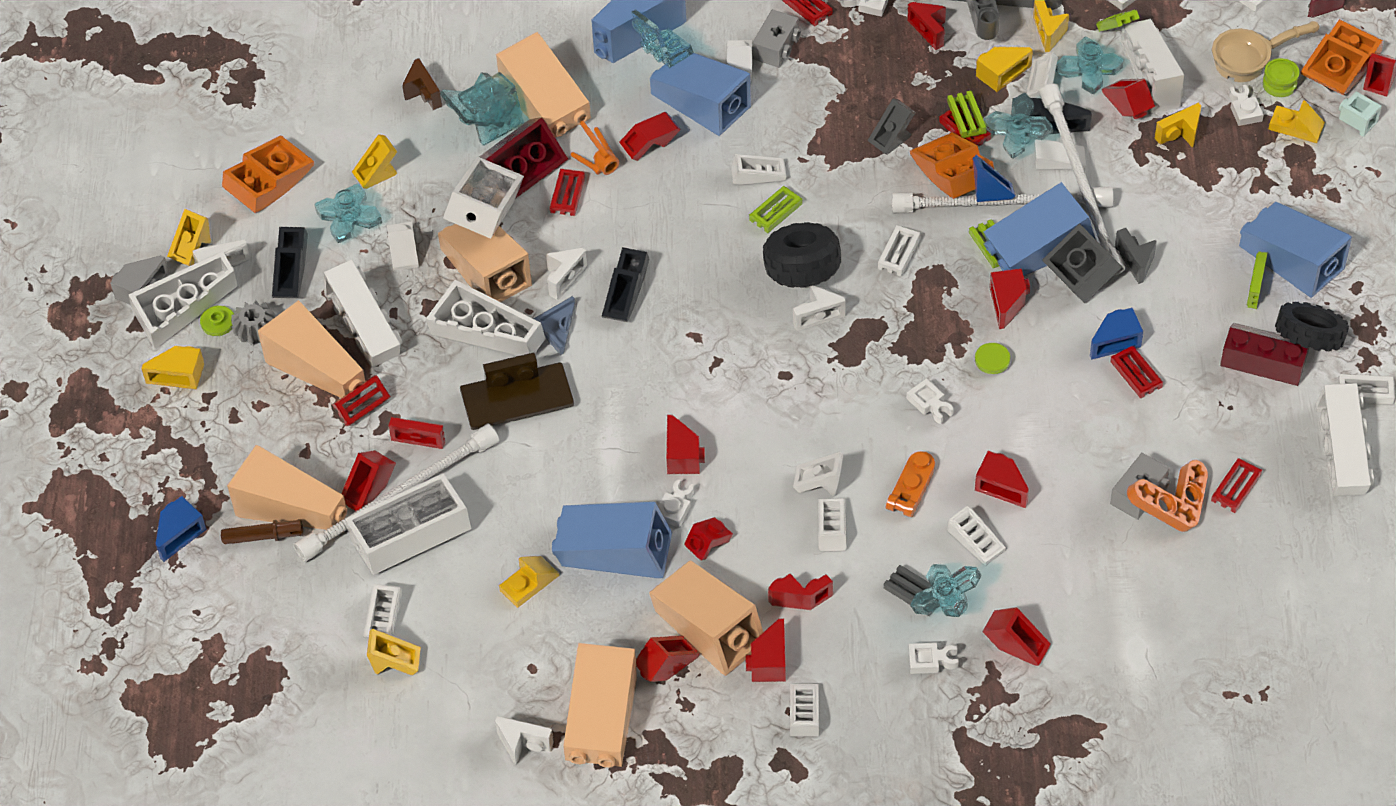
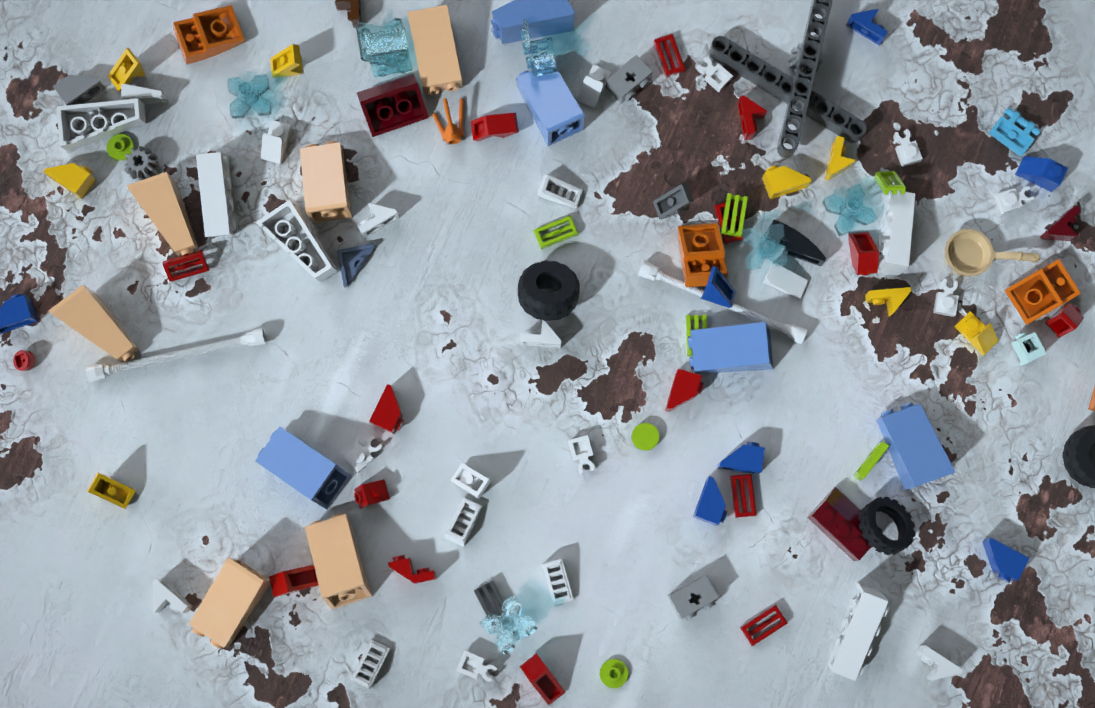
camera: 20 degrees right, 25 degrees up
(211, 570) = (24, 360): none -> red tile
(262, 532) = (73, 345): reddish brown axle -> none
(289, 262) = (188, 122): black slope -> none
(367, 479) = (159, 335): red slope -> none
(383, 591) = (134, 446): white slope -> none
(408, 523) = (168, 388): brick -> none
(416, 433) = (211, 312): red tile -> none
(483, 197) = (339, 139): white brick -> none
(515, 391) = (296, 310): dark brown bracket -> none
(531, 578) = (234, 469): yellow slope -> none
(564, 207) = (423, 148): red tile -> none
(625, 284) = (414, 252): black slope -> none
(768, 655) = (365, 612): red slope -> none
(892, 266) = (613, 322): white tile -> none
(912, 483) = (535, 515): orange plate -> none
(1001, 479) = (598, 543): red slope -> none
(1041, 74) = (808, 204): white tile -> none
(1053, 102) = (799, 239): white hose -> none
(1081, 263) = (747, 392): dark grey brick -> none
(1095, 603) = (613, 673): none -> lime piece
(1105, 390) = (710, 504): none -> blue slope
(1136, 256) = (793, 402): dark grey slope -> none
(1186, 512) = (713, 627): orange beam -> none
(1280, 77) = (987, 287): lime wheel -> none
(1370, 394) = (883, 581): white tile -> none

